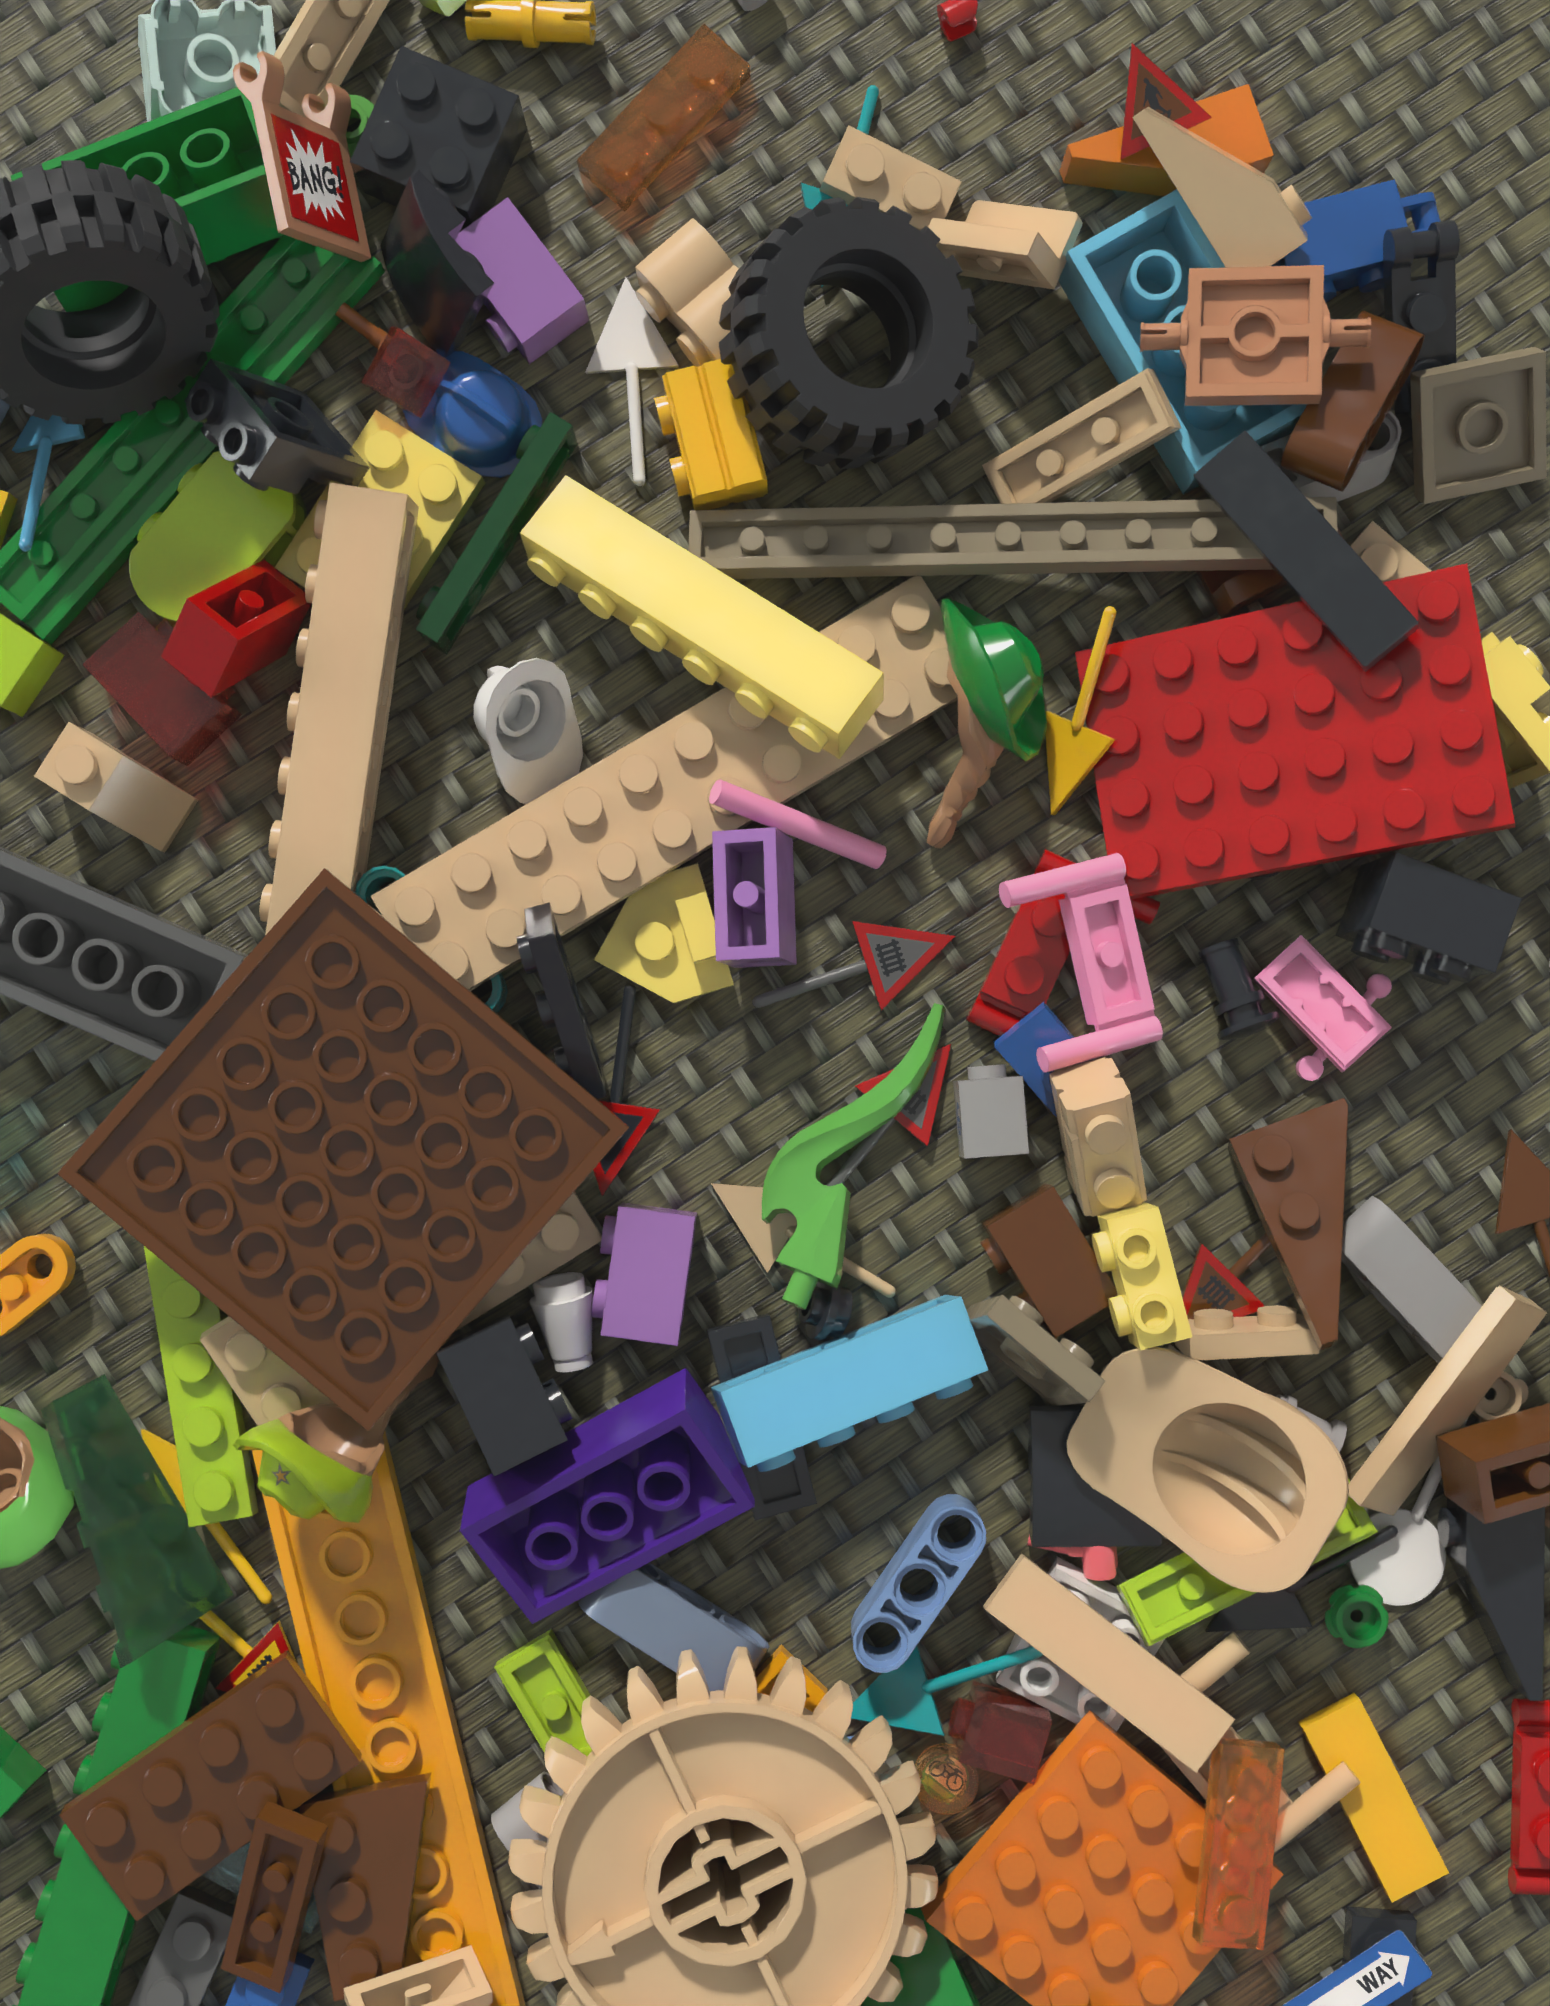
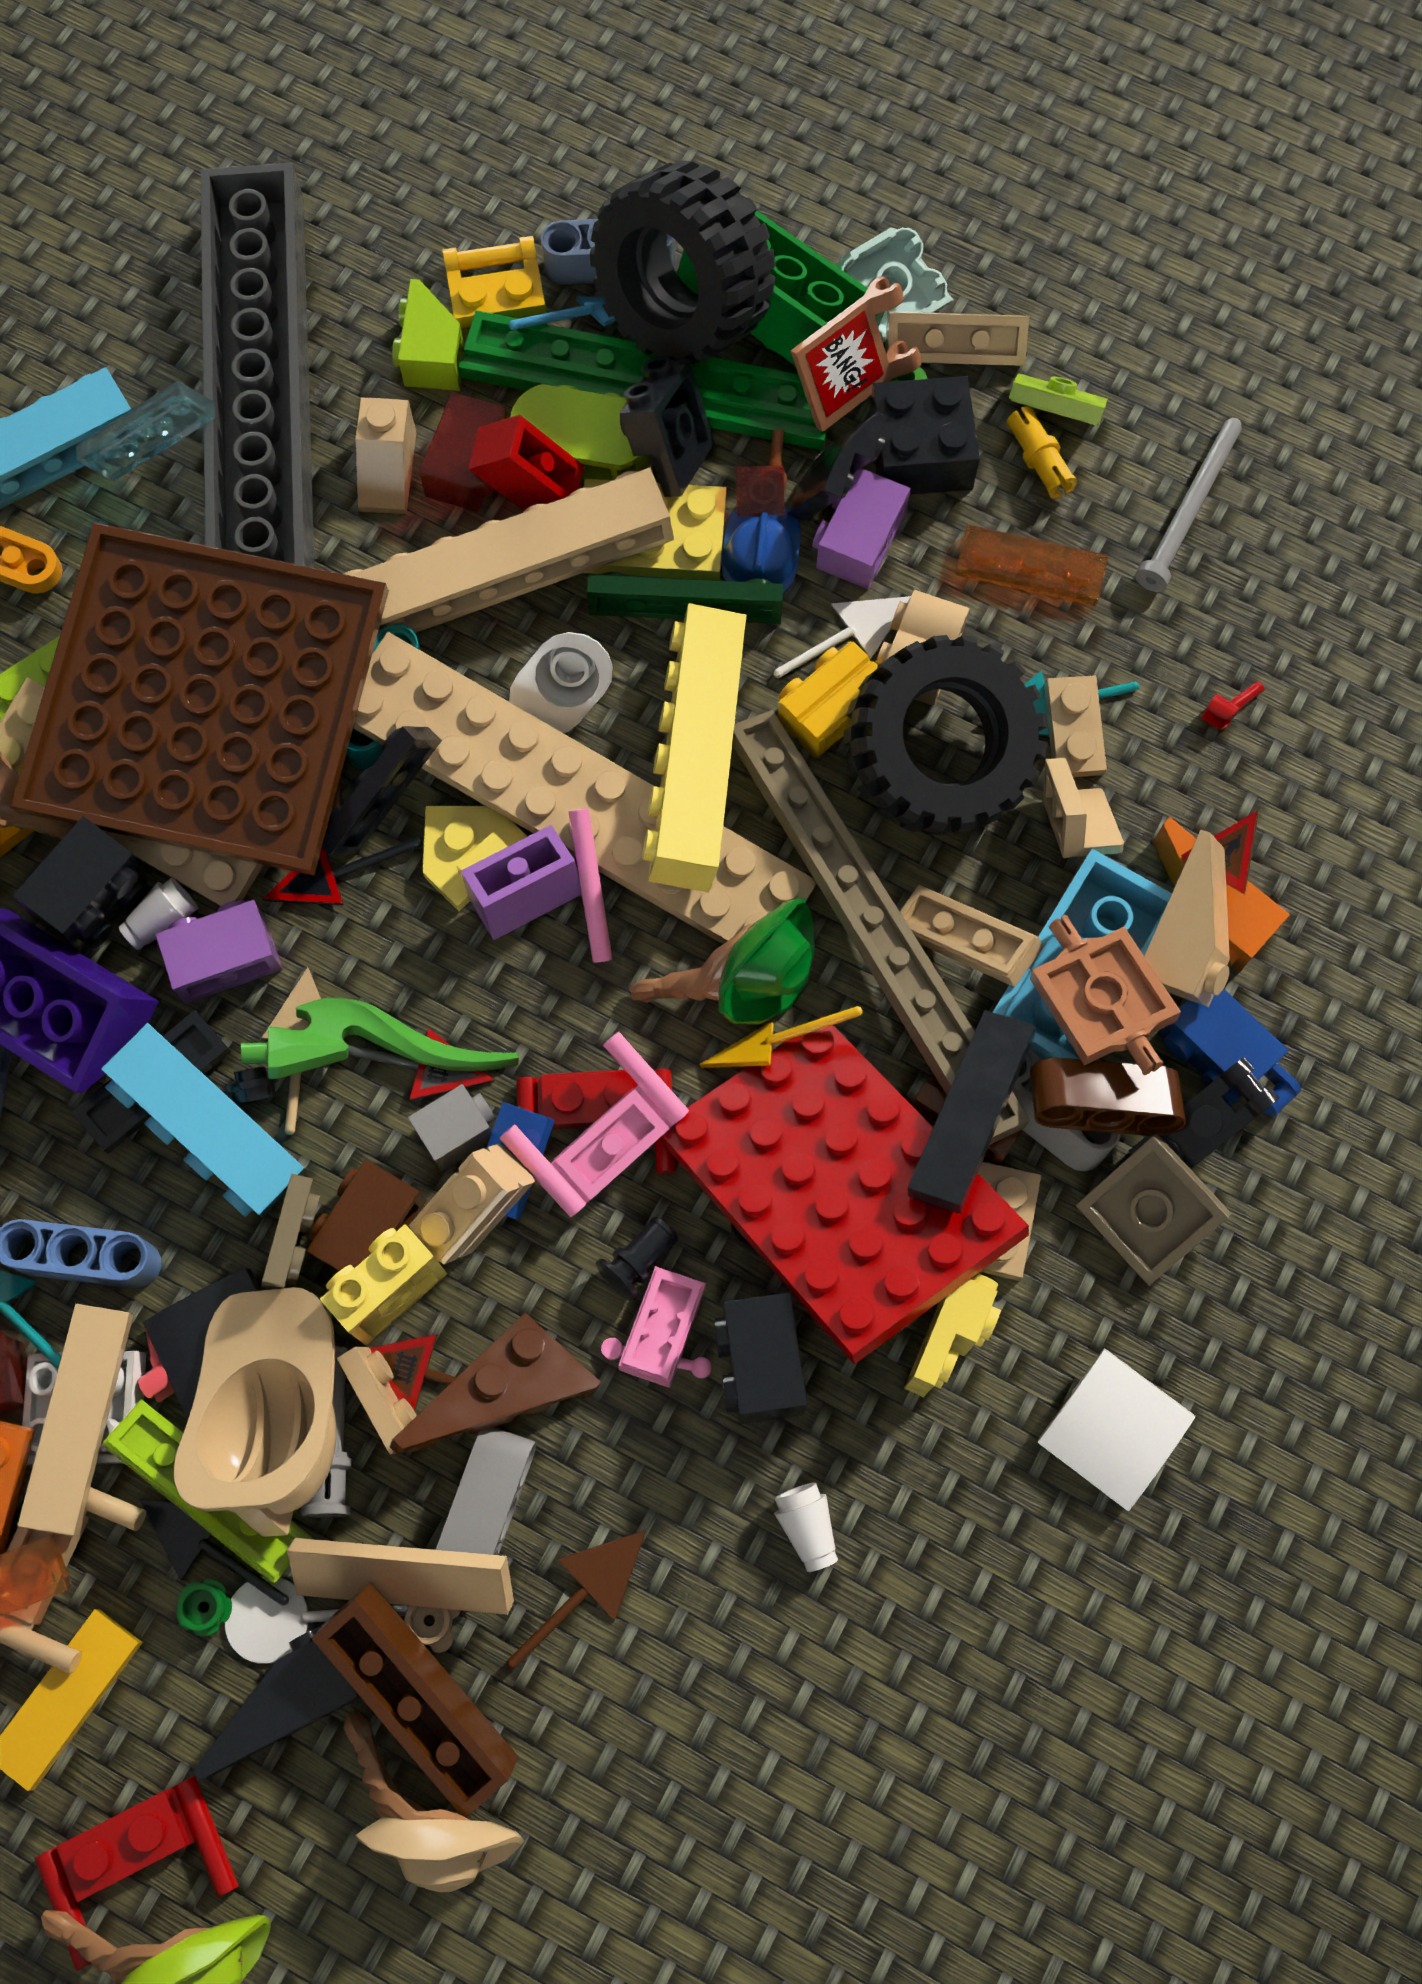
camera: 60 degrees right, 15 degrees down
(890, 958) = (534, 1005): piece -> none

